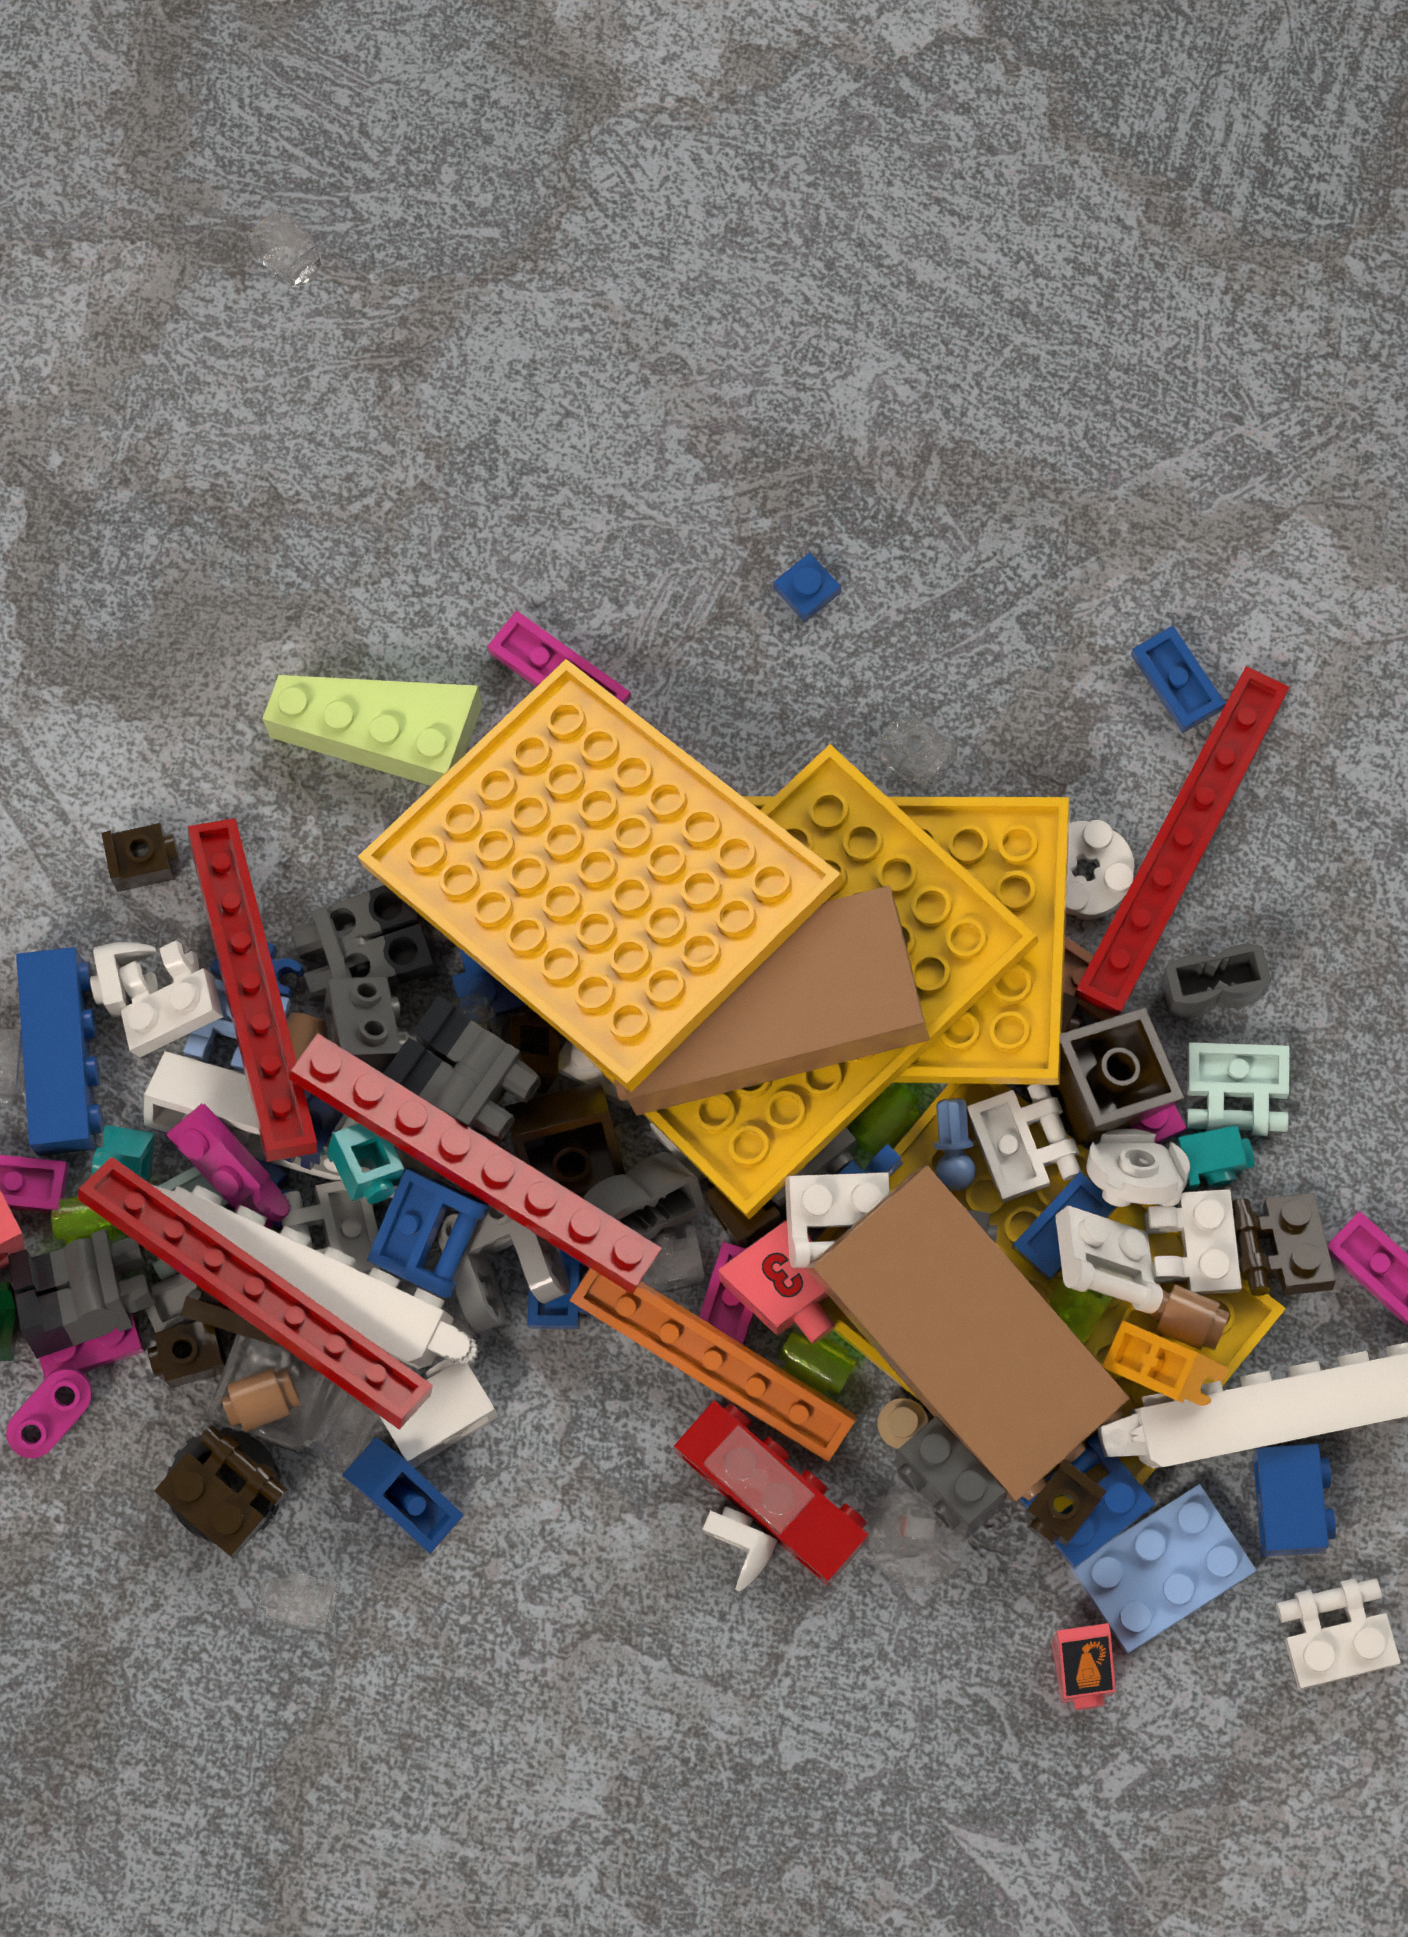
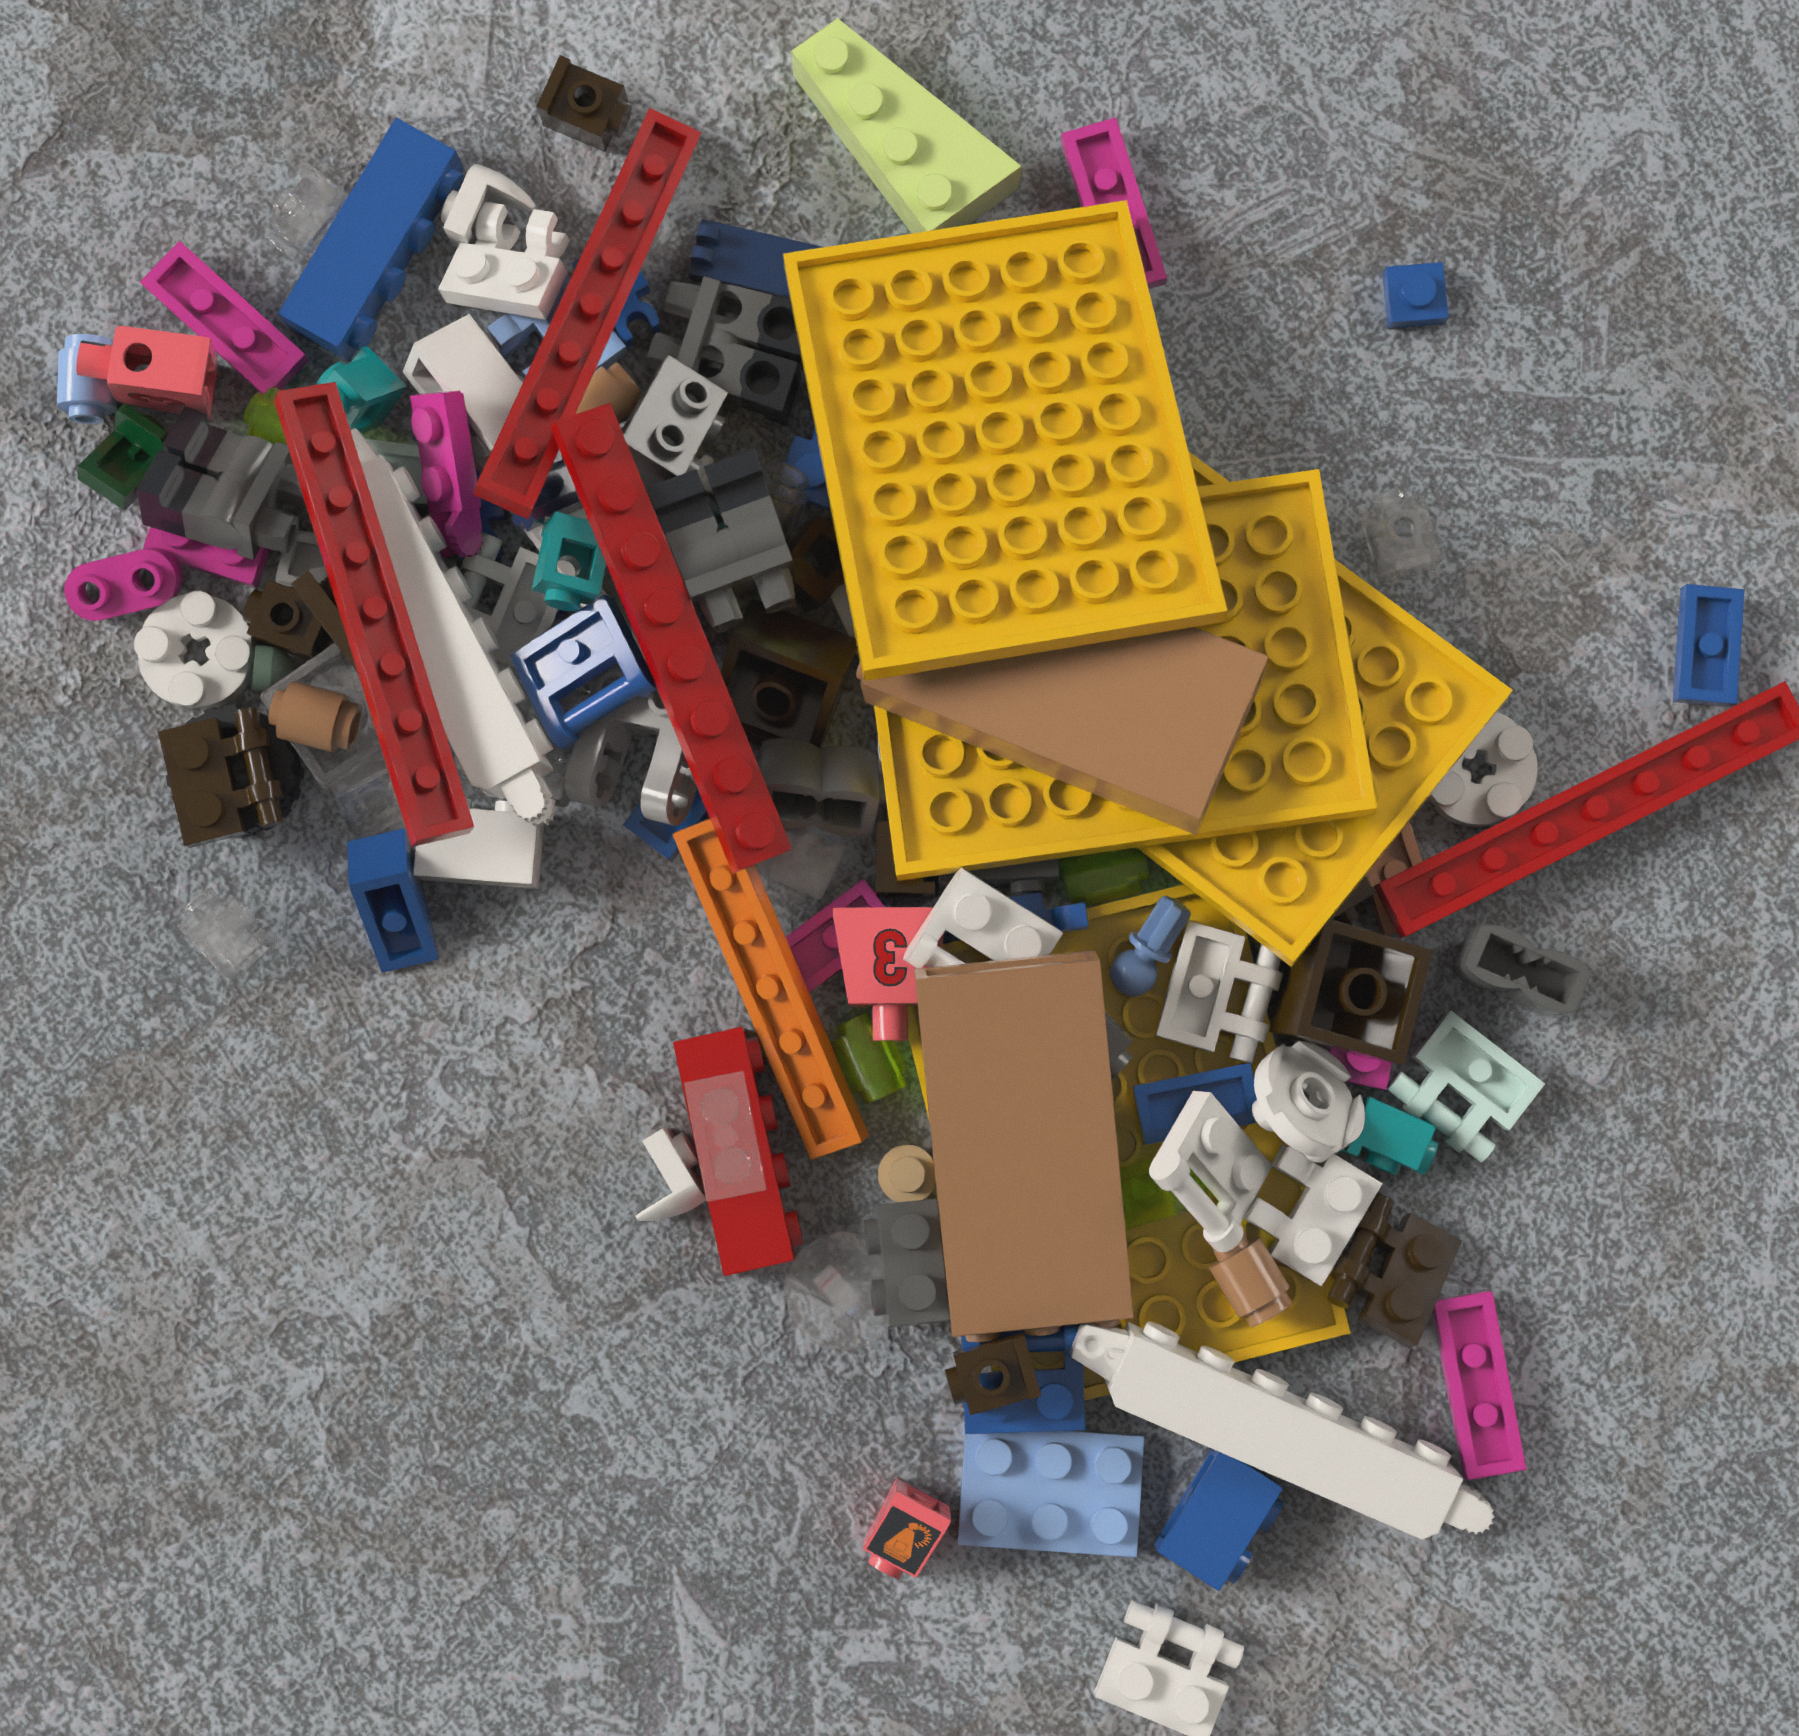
camera: 30 degrees right, 10 degrees up
(149, 1448) = (162, 648): none -> white plate
(196, 1397) = (269, 667): none -> sand green hinge
(328, 881) = (742, 257): none -> dark blue hinge
(1161, 1364) = (1187, 1310): light orange hinge -> none

